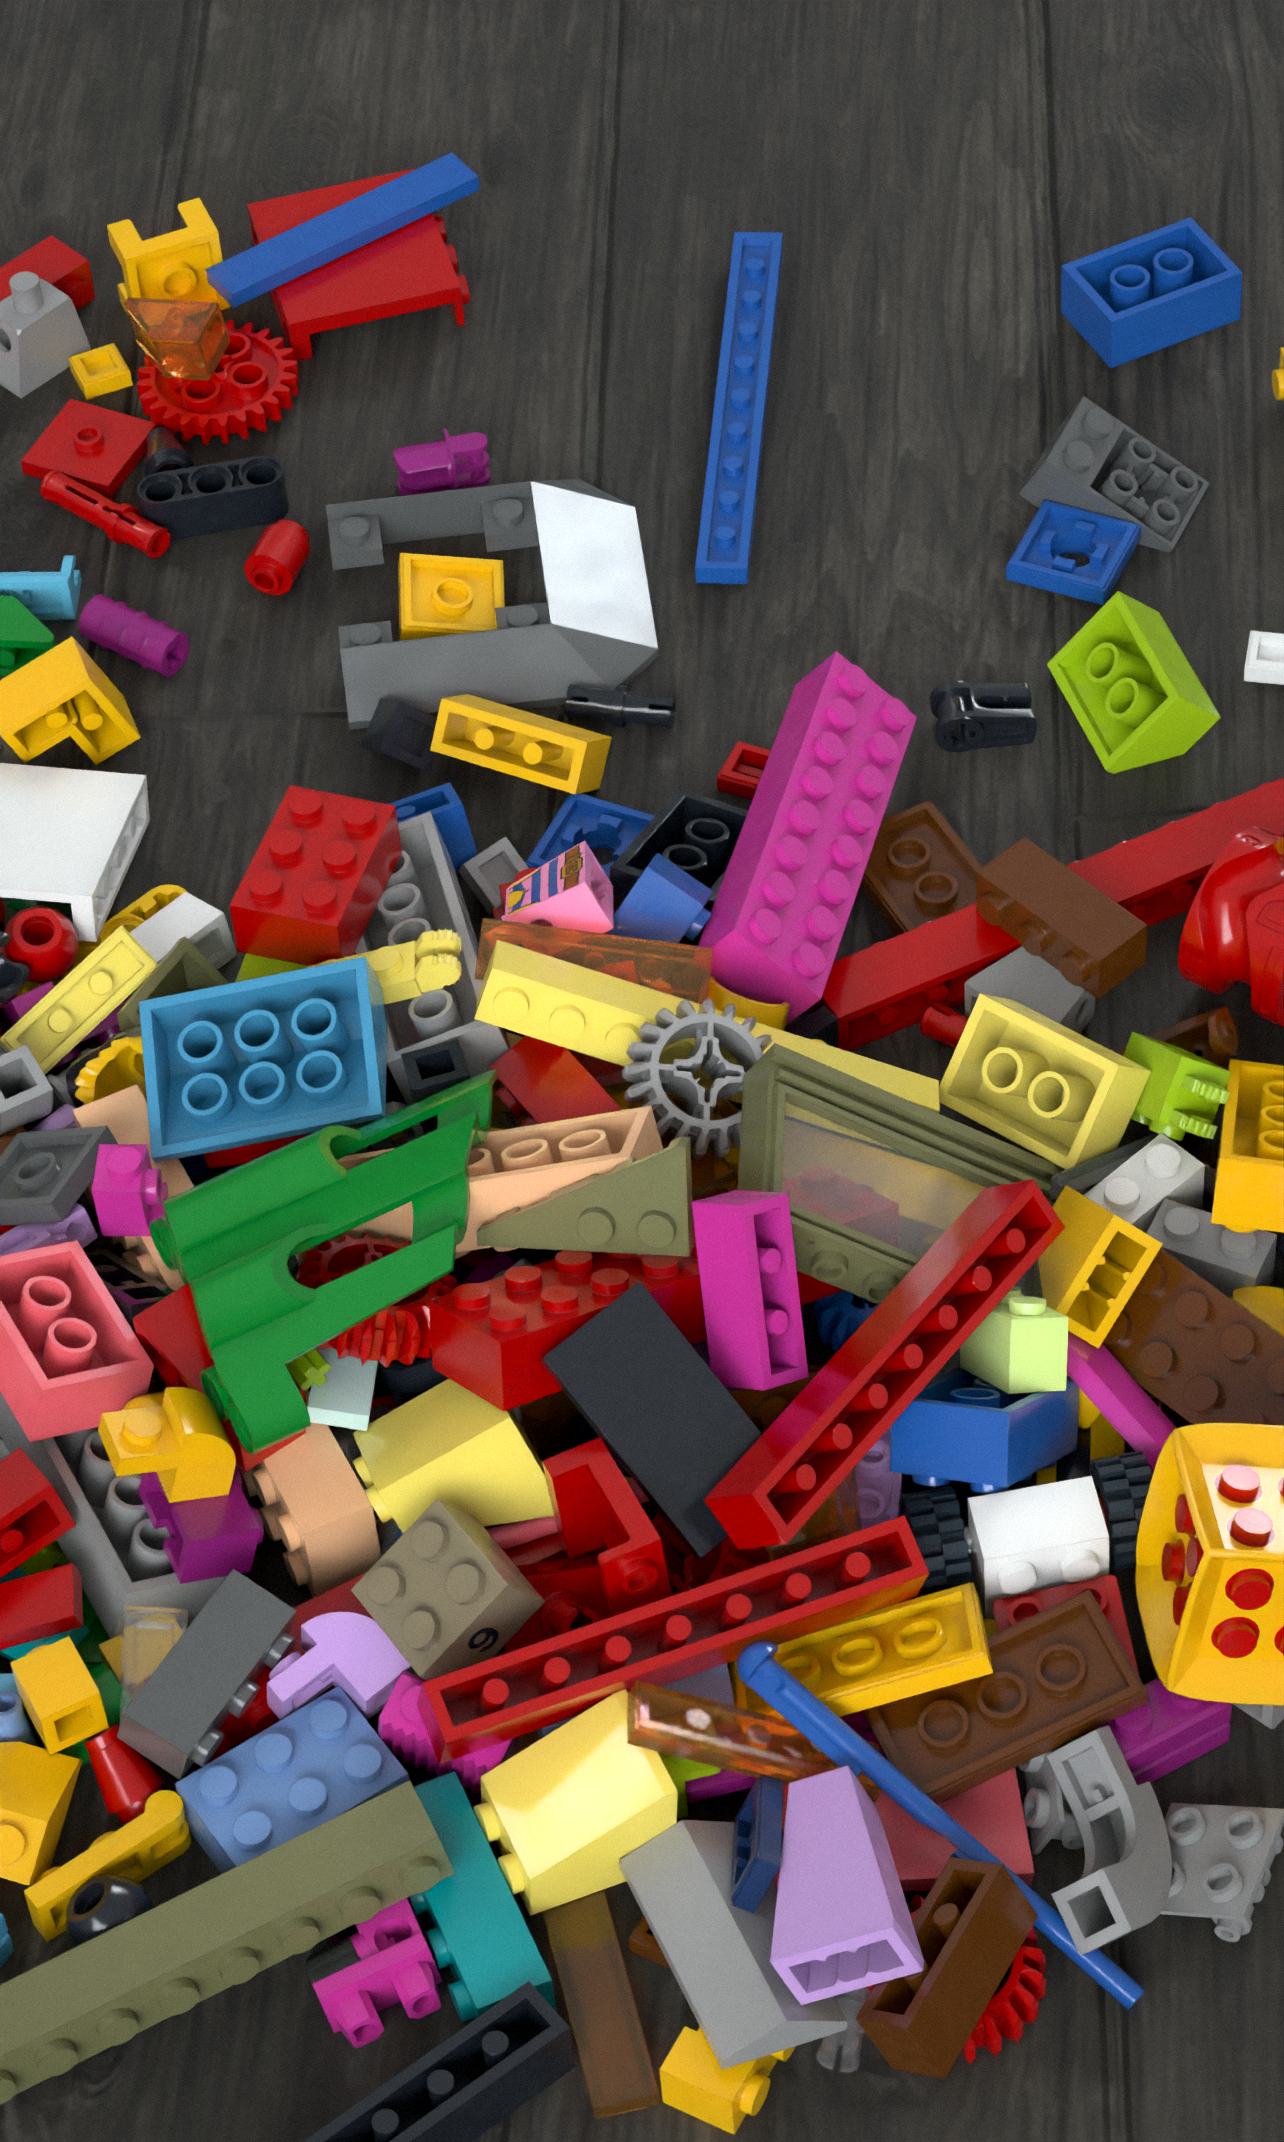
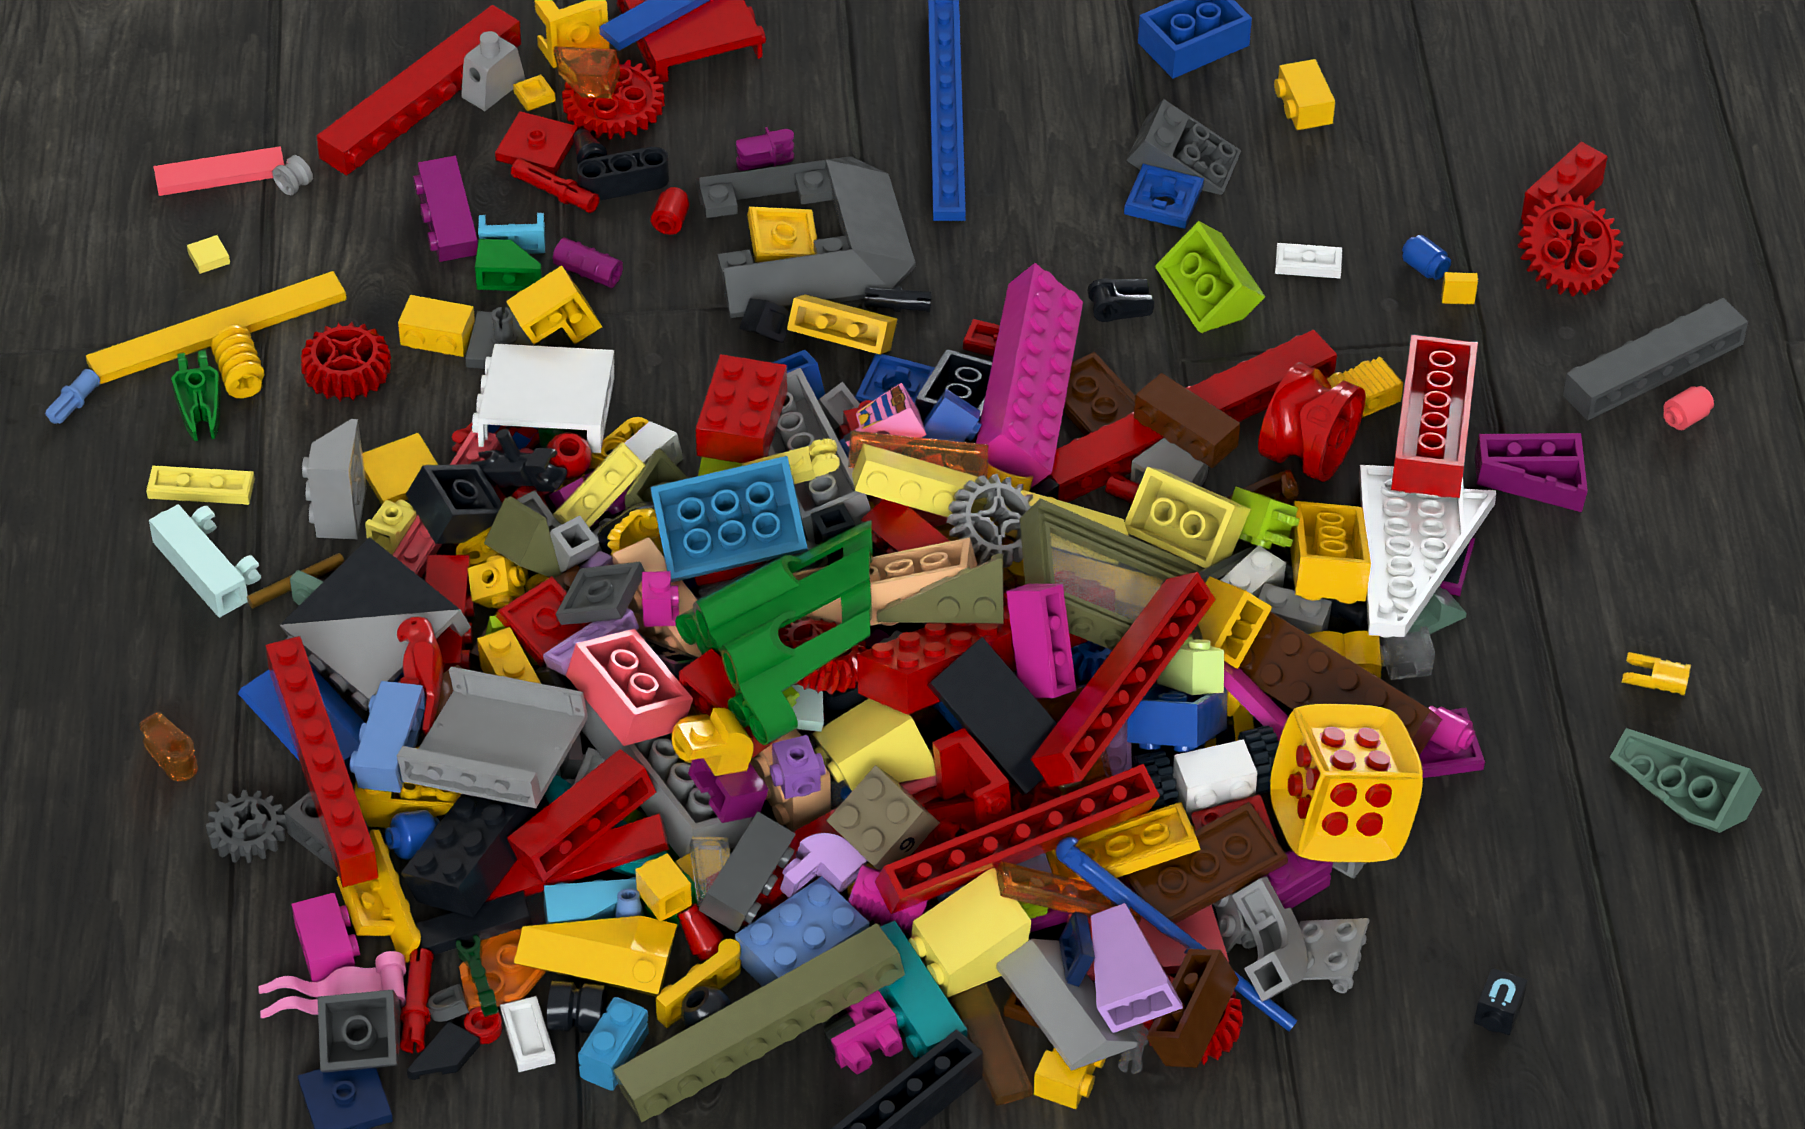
camera: 10 degrees left, 0 degrees up
(308, 1494) = (796, 767): none -> medium lavender brick

